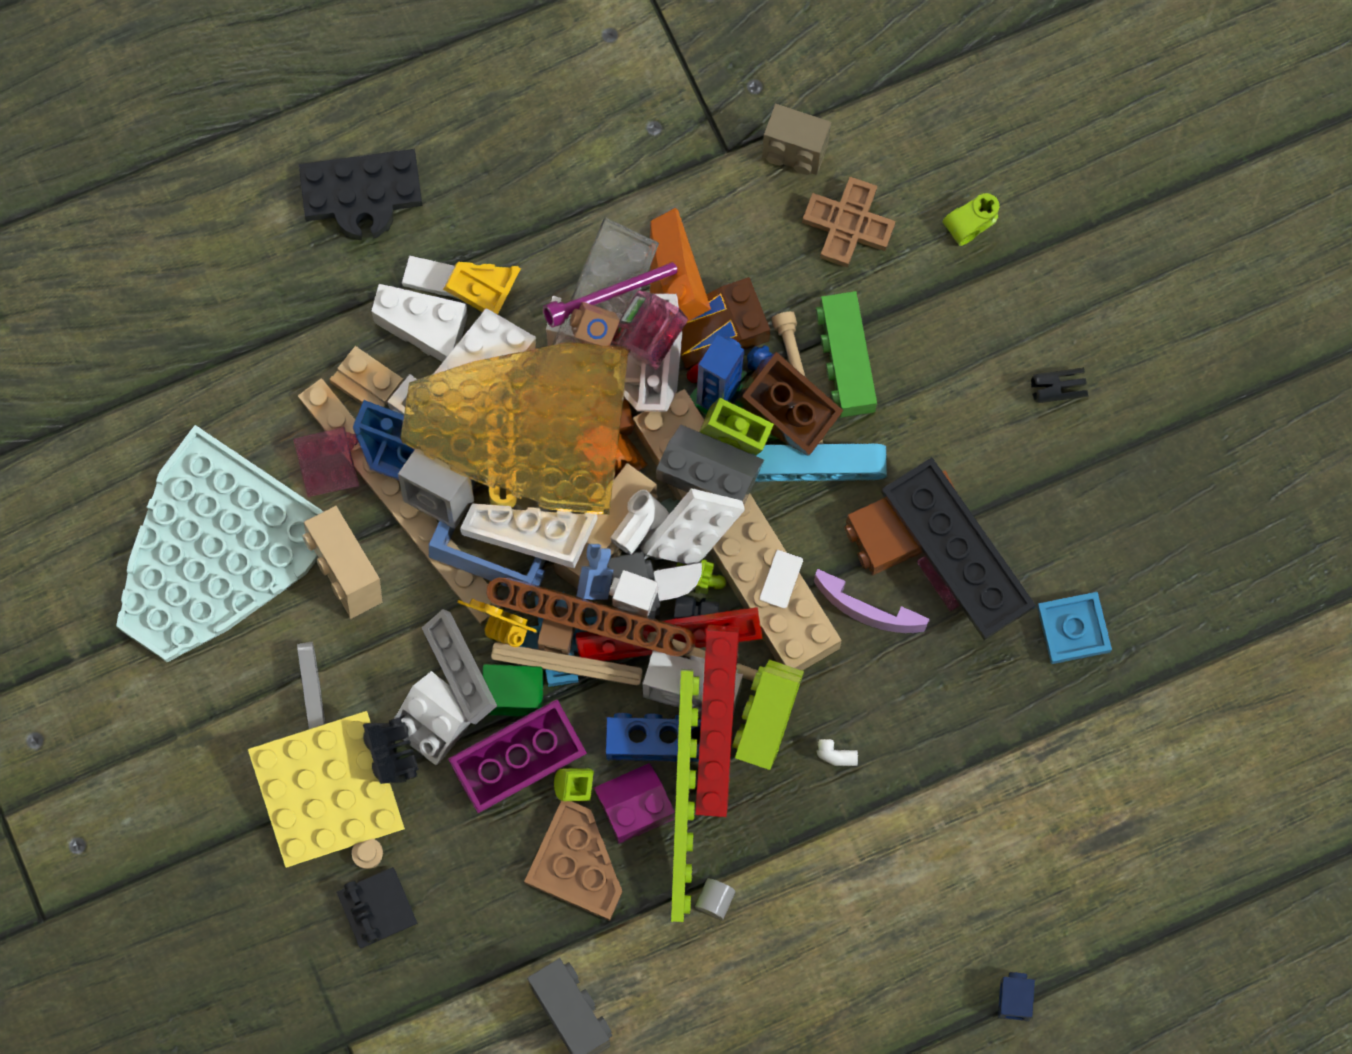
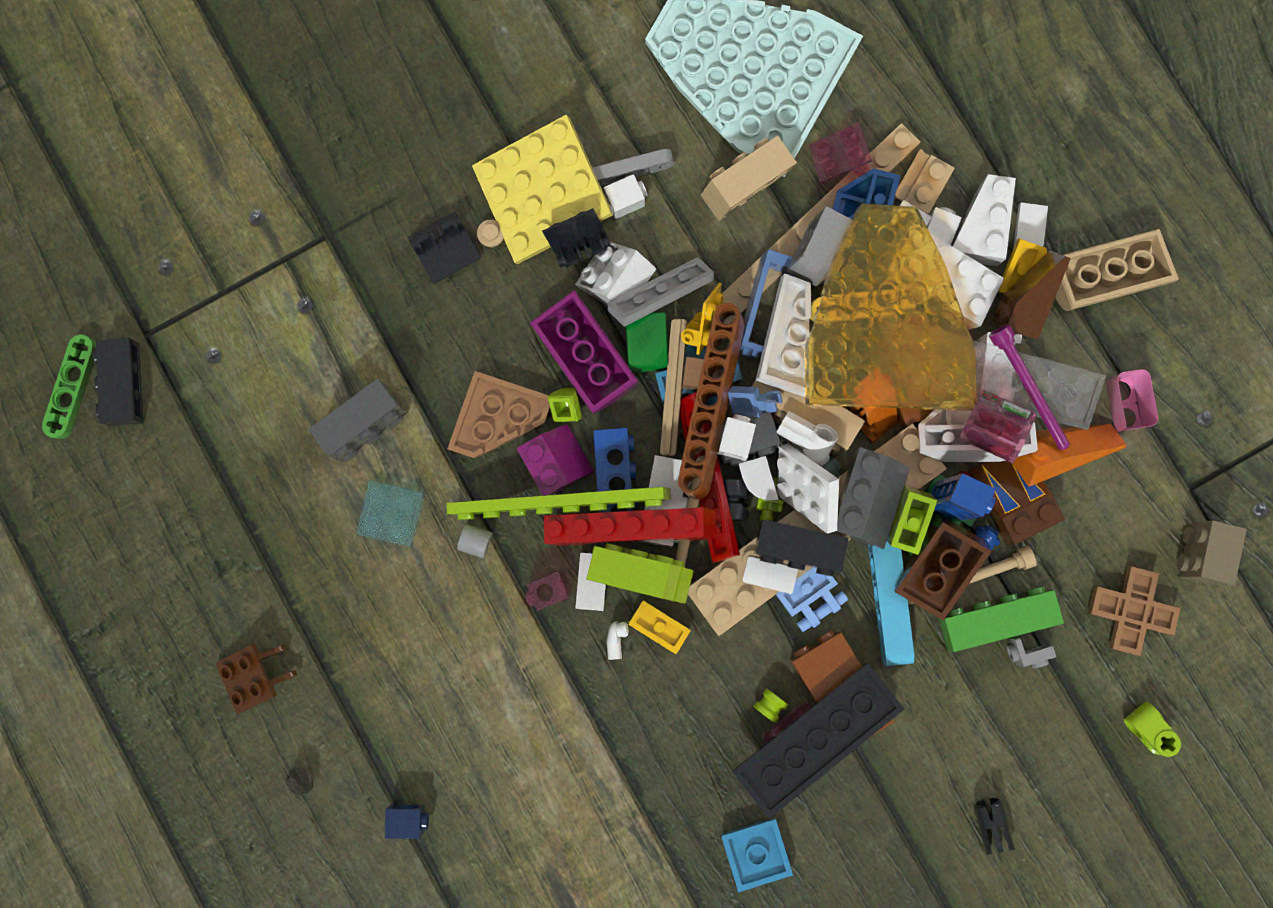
camera: 90 degrees right, 10 degrees up
(343, 696) = (625, 196): none -> white brick
(361, 190) = (1106, 156): black plate -> none
(419, 363) = (944, 224): none -> white brick
(489, 200) = (1116, 270): none -> tan brick
(510, 282) = (1032, 296): none -> reddish brown slope
(594, 324) = (996, 373): medium nougat brick -> none
(621, 186) = (1141, 393): none -> bright pink piece
(675, 992) = (390, 513): none -> clear light blue plate
(755, 543) = (800, 547): none -> black brick
(778, 809) = (559, 591): none -> clear pink brick
(781, 778) = (589, 593): none -> white tile
(797, 541) = (807, 590): none -> light blue plate
(826, 706) = (659, 627): none -> yellow plate
(888, 324) = (1035, 657): none -> light grey bracket
(905, 622) = (746, 692): lavender slope -> none
(919, 597) = (770, 705): none -> lime wheel

